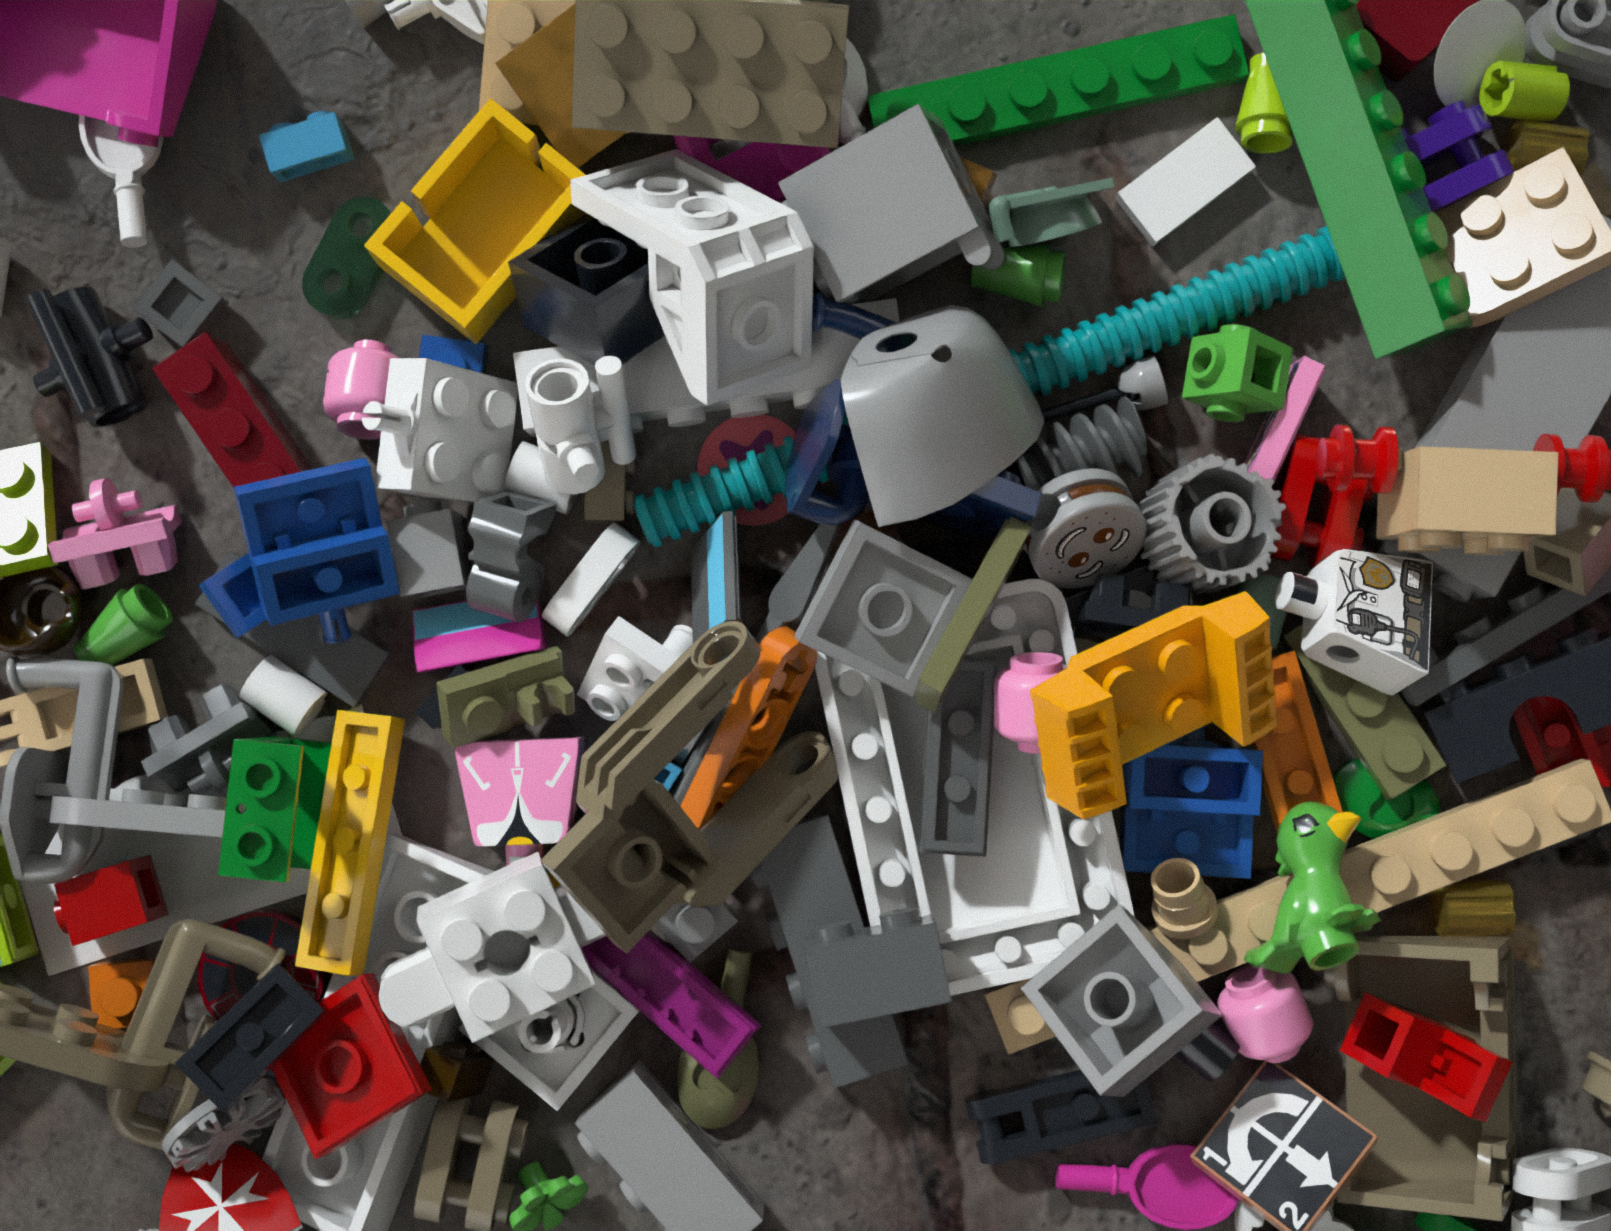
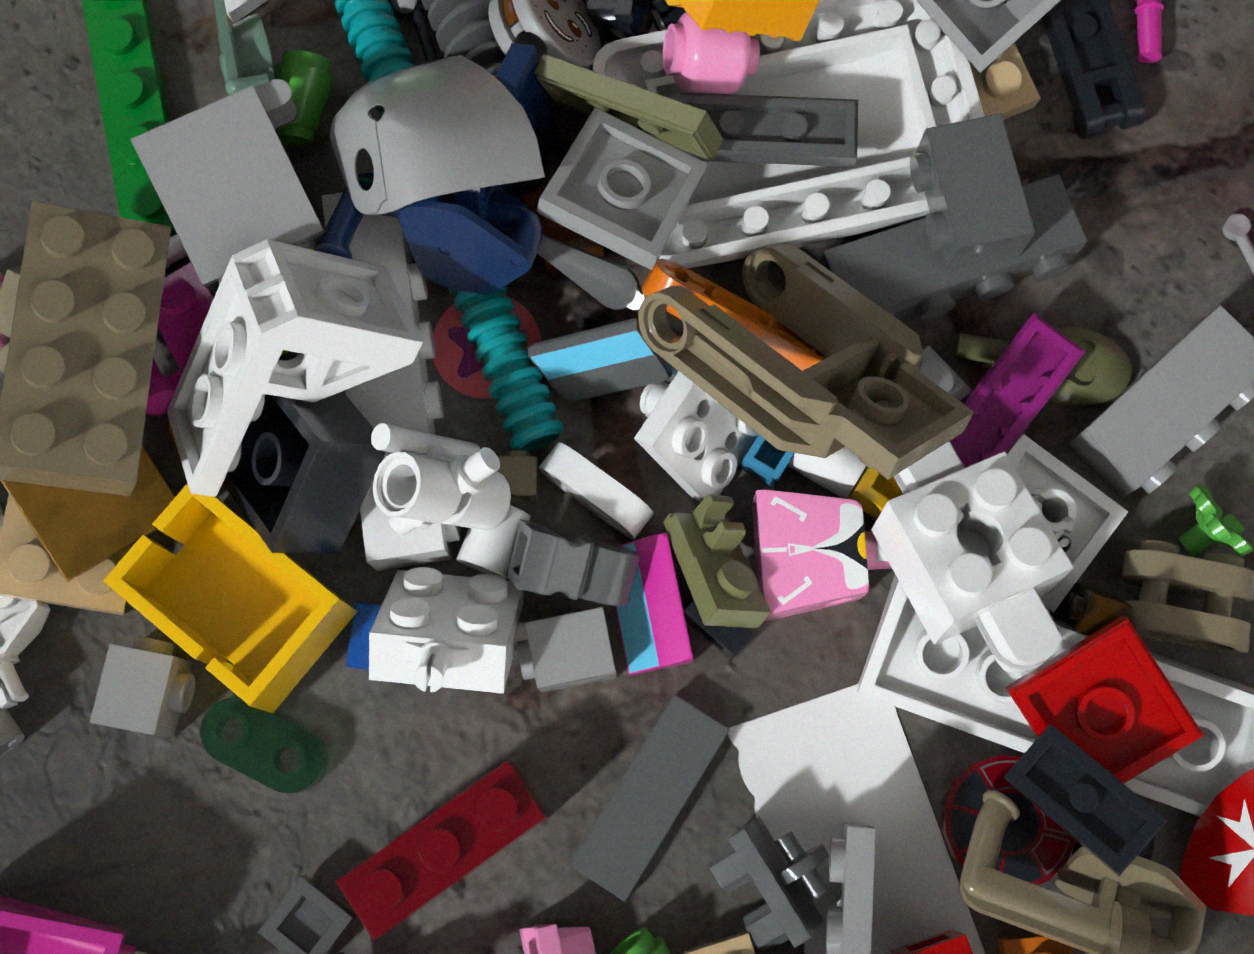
camera: 90 degrees left, 10 degrees down
(218, 1129) = (1181, 855): light grey wheel -> none
(235, 596) = (613, 836): blue plate -> none
(283, 695) = (720, 803): white piece -> none
(283, 795) = (842, 786): green panel -> none
(306, 146) = (144, 792): dark azure piece -> none
(317, 544) = (563, 753): blue plate -> none
(350, 843) = (871, 726): yellow plate -> none
(353, 381) = (401, 722): bright pink head -> none
(398, 139) = (143, 688): none -> light grey brick

